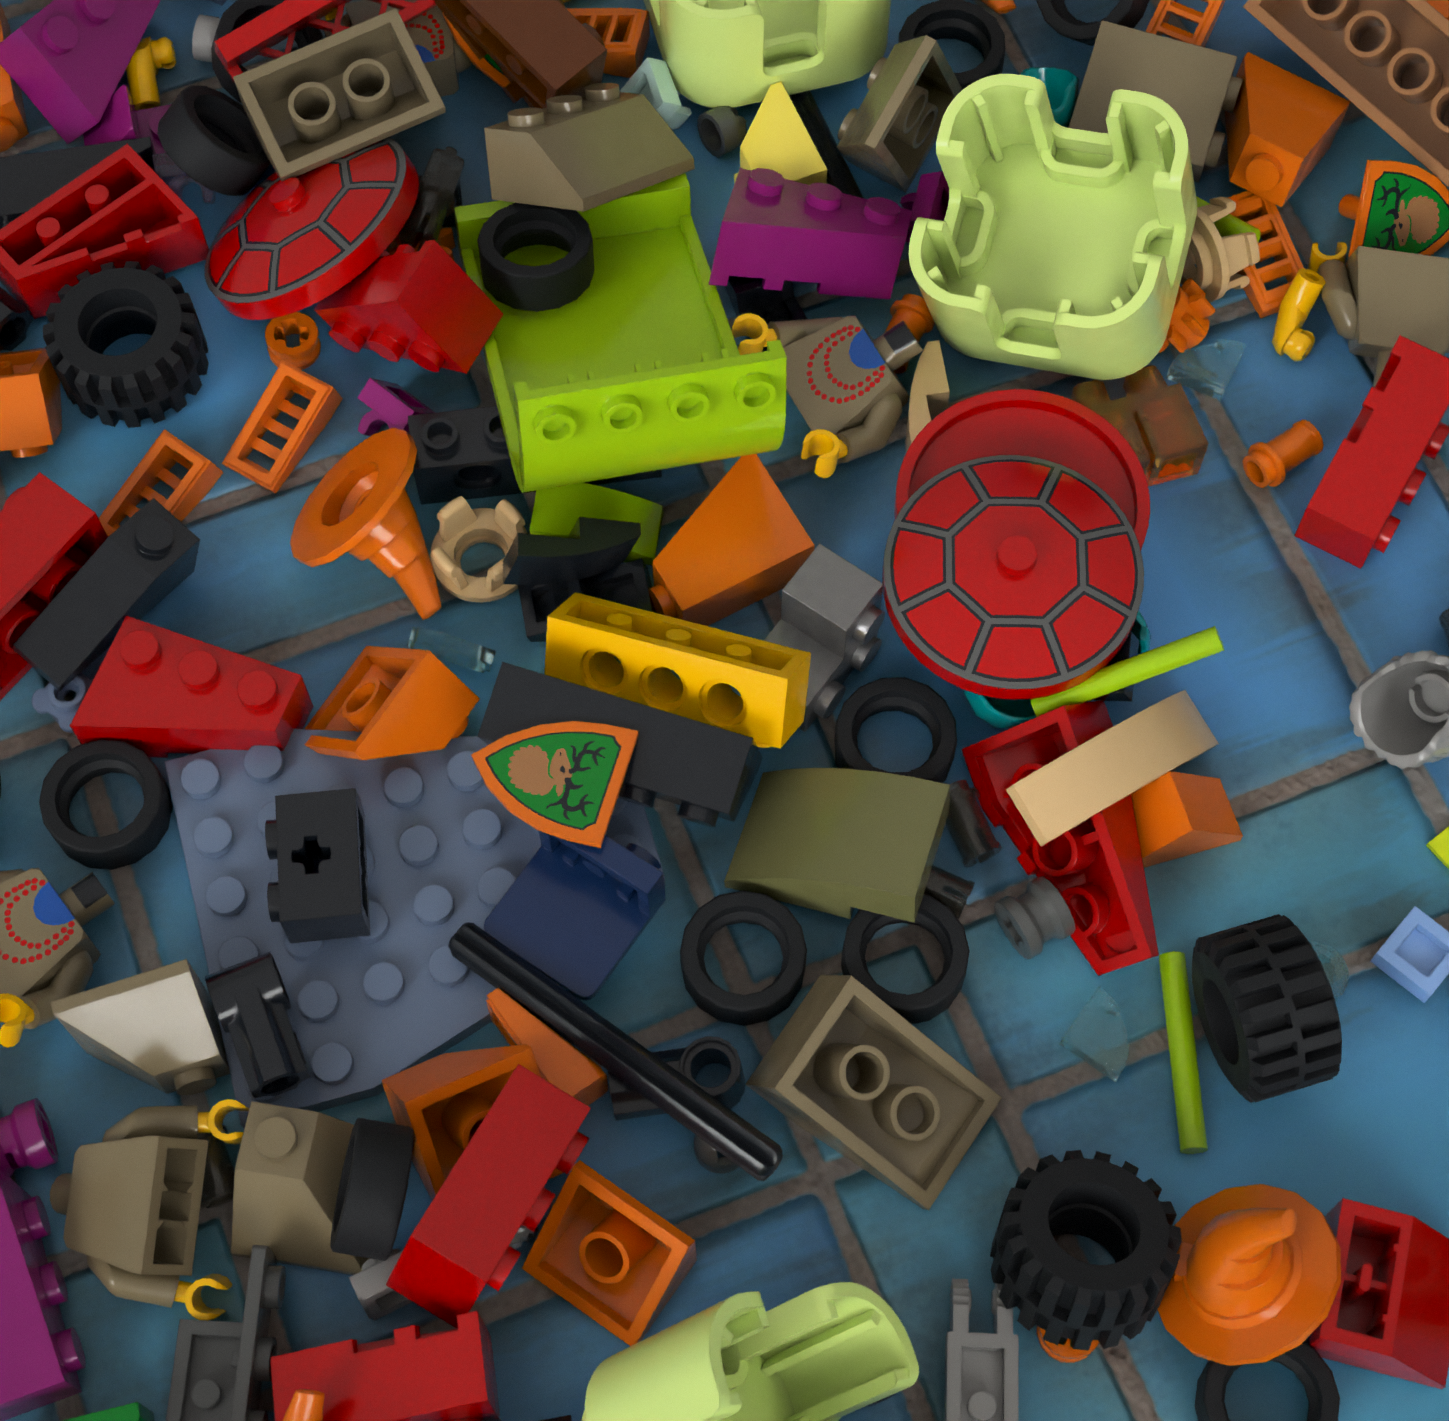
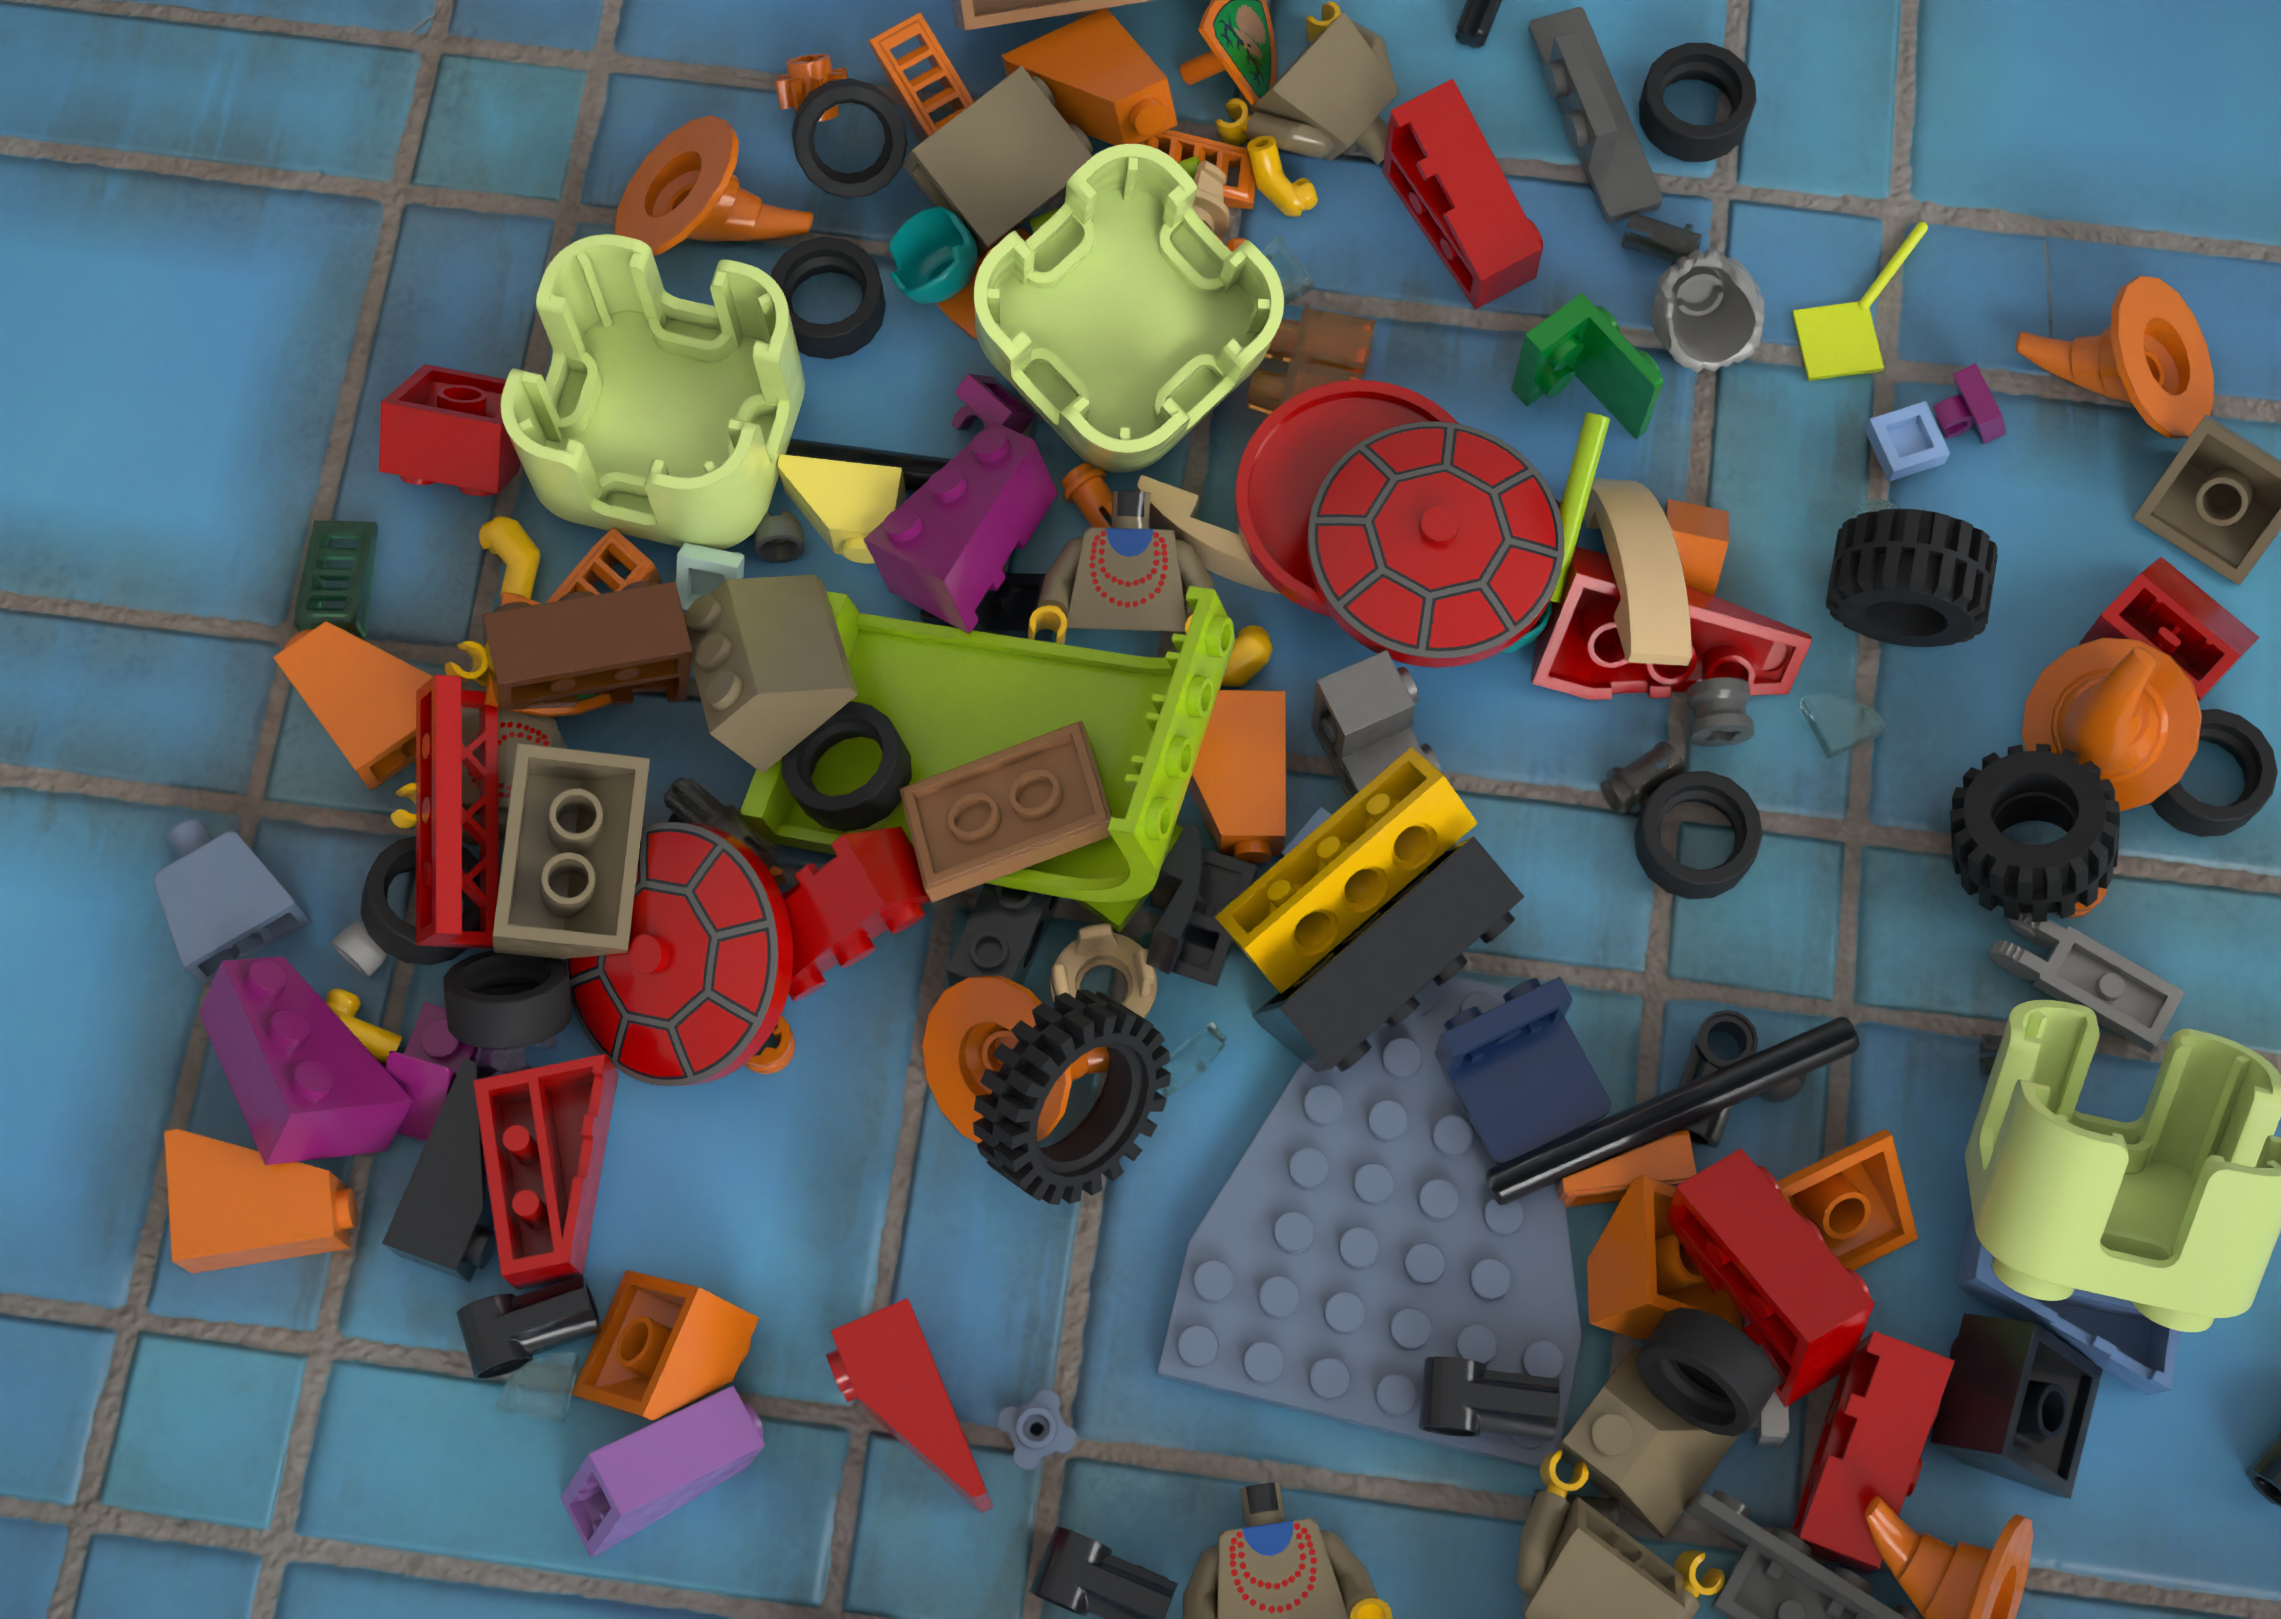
camera: 60 degrees left, 5 degrees up
(80, 767) = (1159, 1395): black tyre -> none
(115, 306) = (655, 1152): black tyre -> none
(121, 578) = (969, 1335): black slope -> none
(152, 1028) = (1443, 1497): slope -> none
(154, 467) = (839, 1200): orange slope -> none
(188, 696) = (1111, 1315): red wedge -> none
(275, 399) = (867, 1064): orange slope -> none
(309, 604) = (1030, 1074): none -> black tyre
(336, 898) = (1345, 1242): black brick -> none
(389, 405) = (908, 980): magenta tile -> none
(397, 701) = (1219, 1131): orange slope -> none
(531, 346) = (1007, 811): none -> medium nougat tile
(560, 776) = (1420, 1015): shield -> none
(750, 909) = (1640, 918): black tyre -> none
(829, 509) = (1249, 655): none -> yellow arm
(841, 840) = (1578, 822): olive slope -> none
(874, 1088) = (1799, 923): dark tan slope -> none
(900, 112) = (889, 373): dark tan slope -> none
(904, 696) = (1502, 687): black tyre -> none
(969, 826) = (1601, 718): clear smoke pin -> none
(1182, 1053) = (1892, 668): lime bar -> none
(1271, 461) = (1404, 285): orange pin -> none
(1293, 604) = (1589, 345): none -> green bracket

